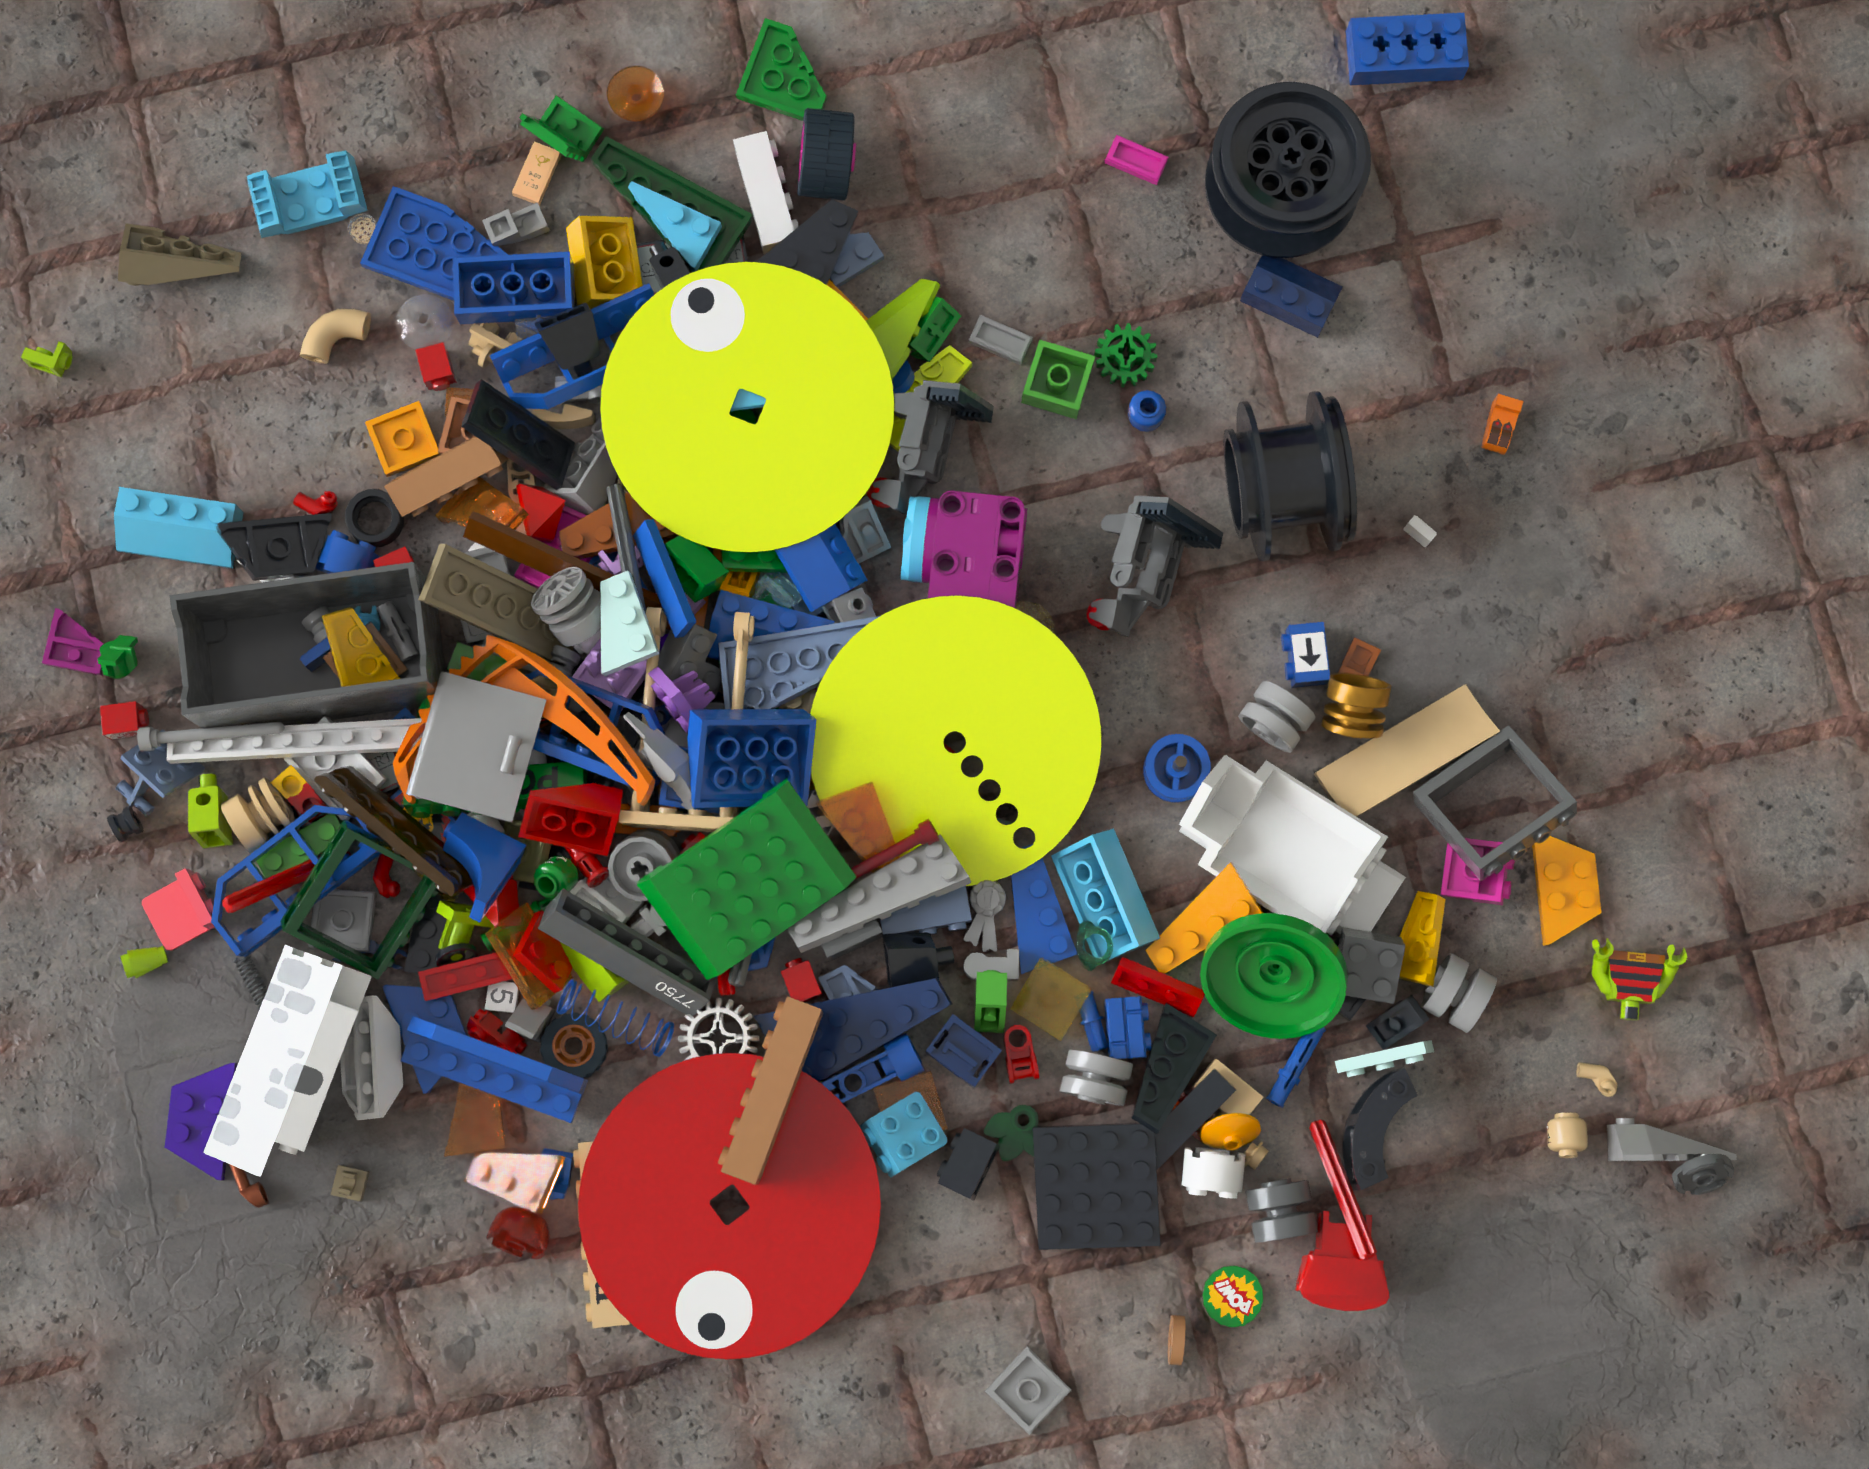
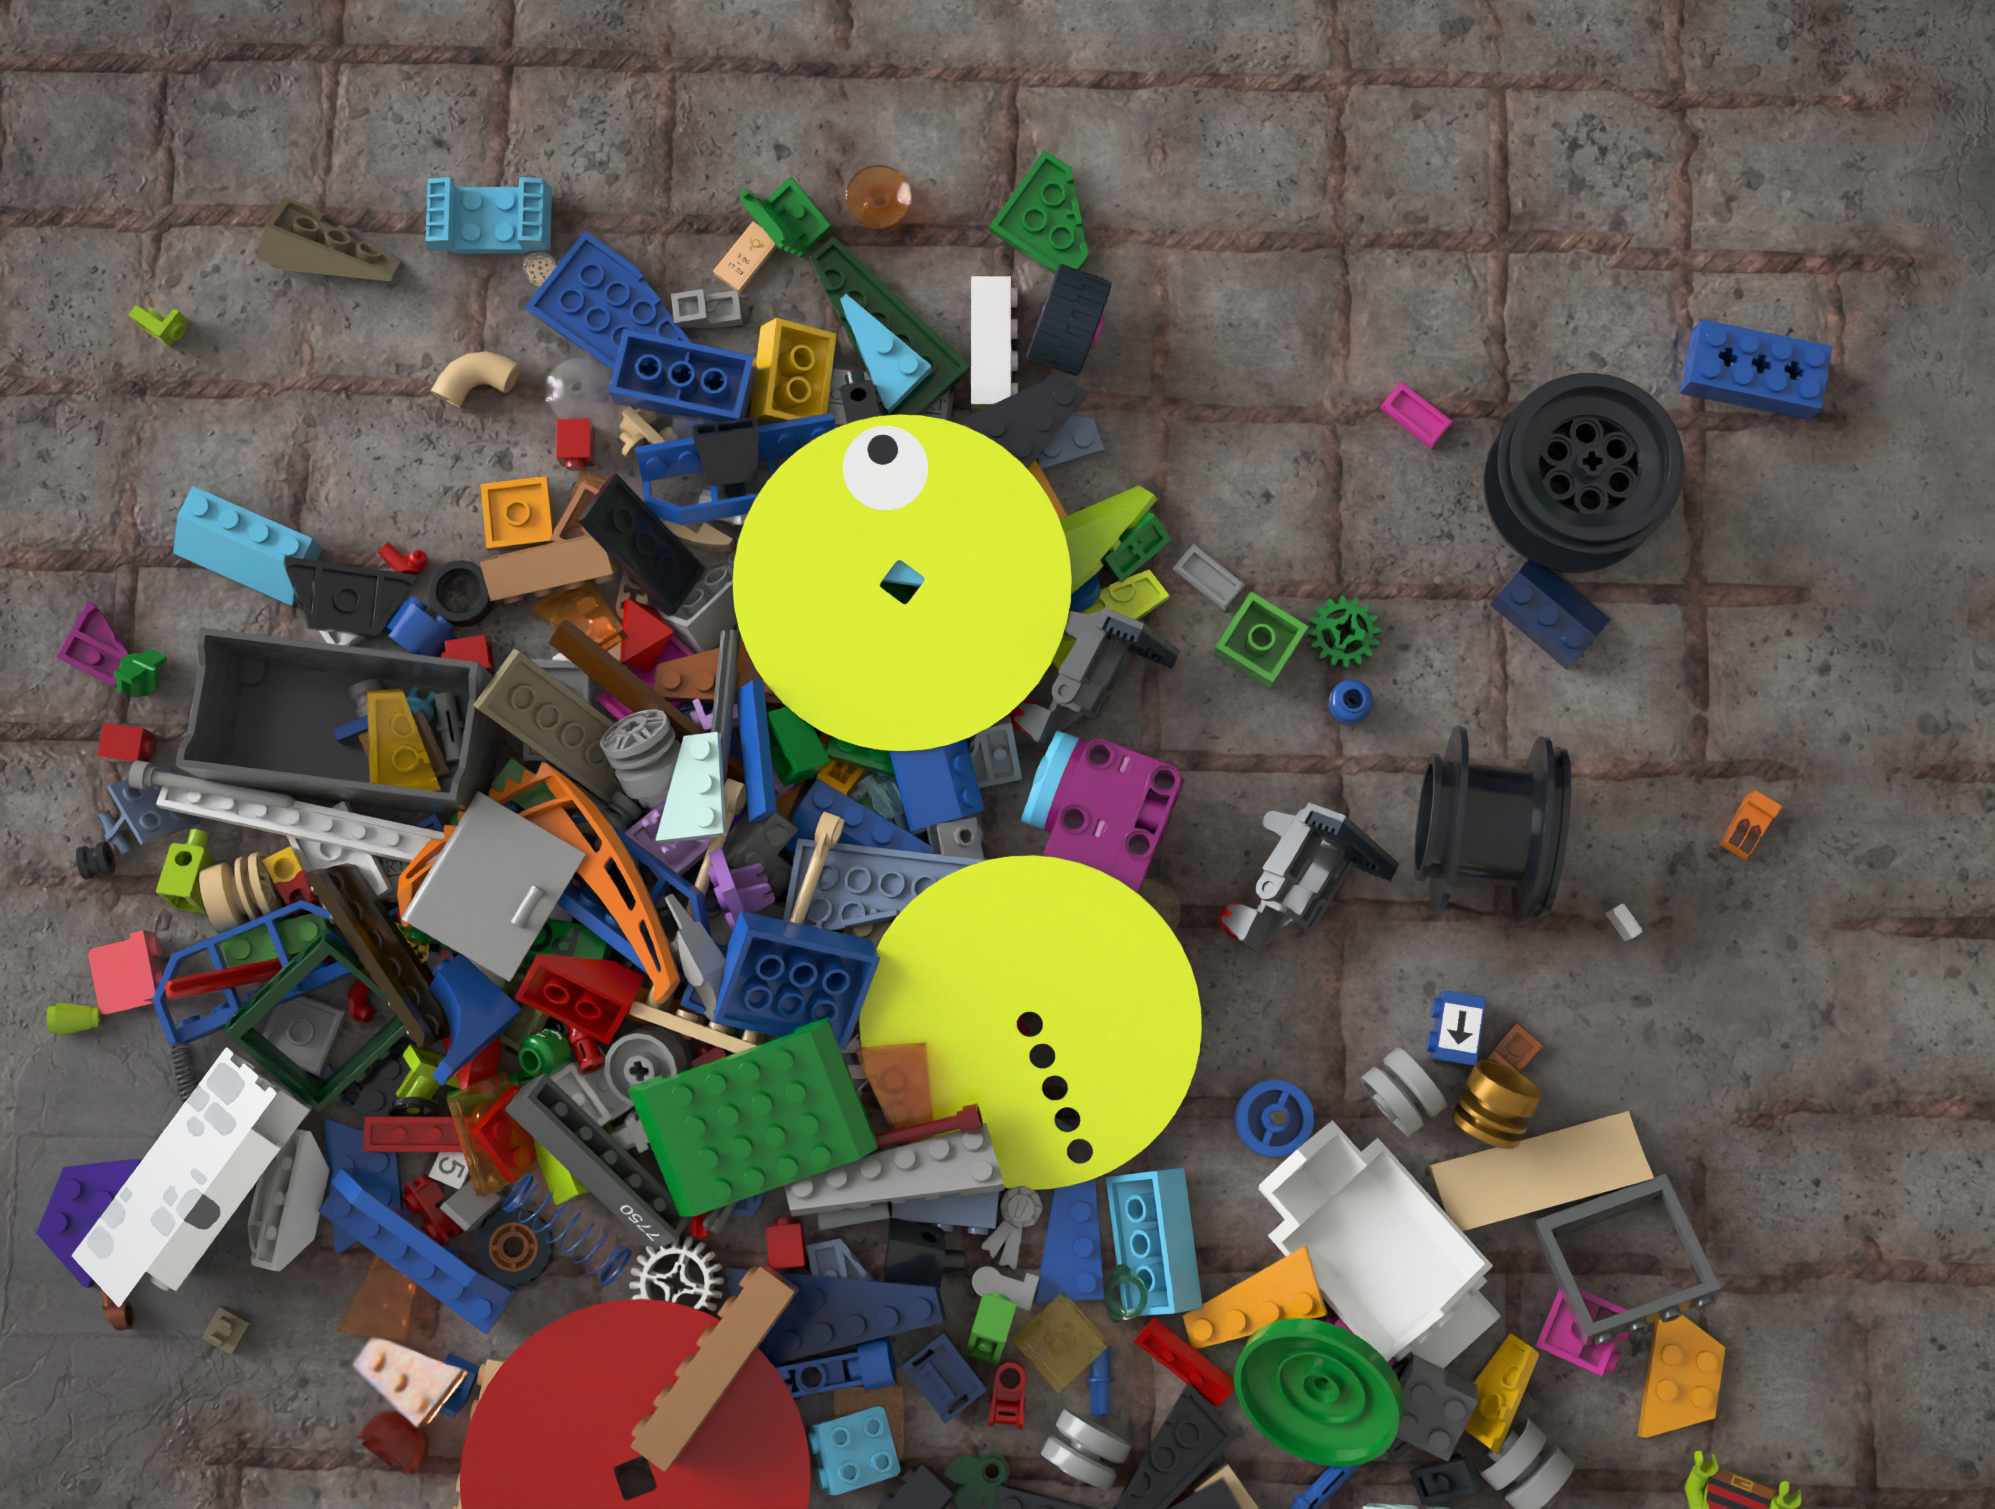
camera: 20 degrees right, 0 degrees up
(1126, 1027) = (1136, 1400): blue brick -> none

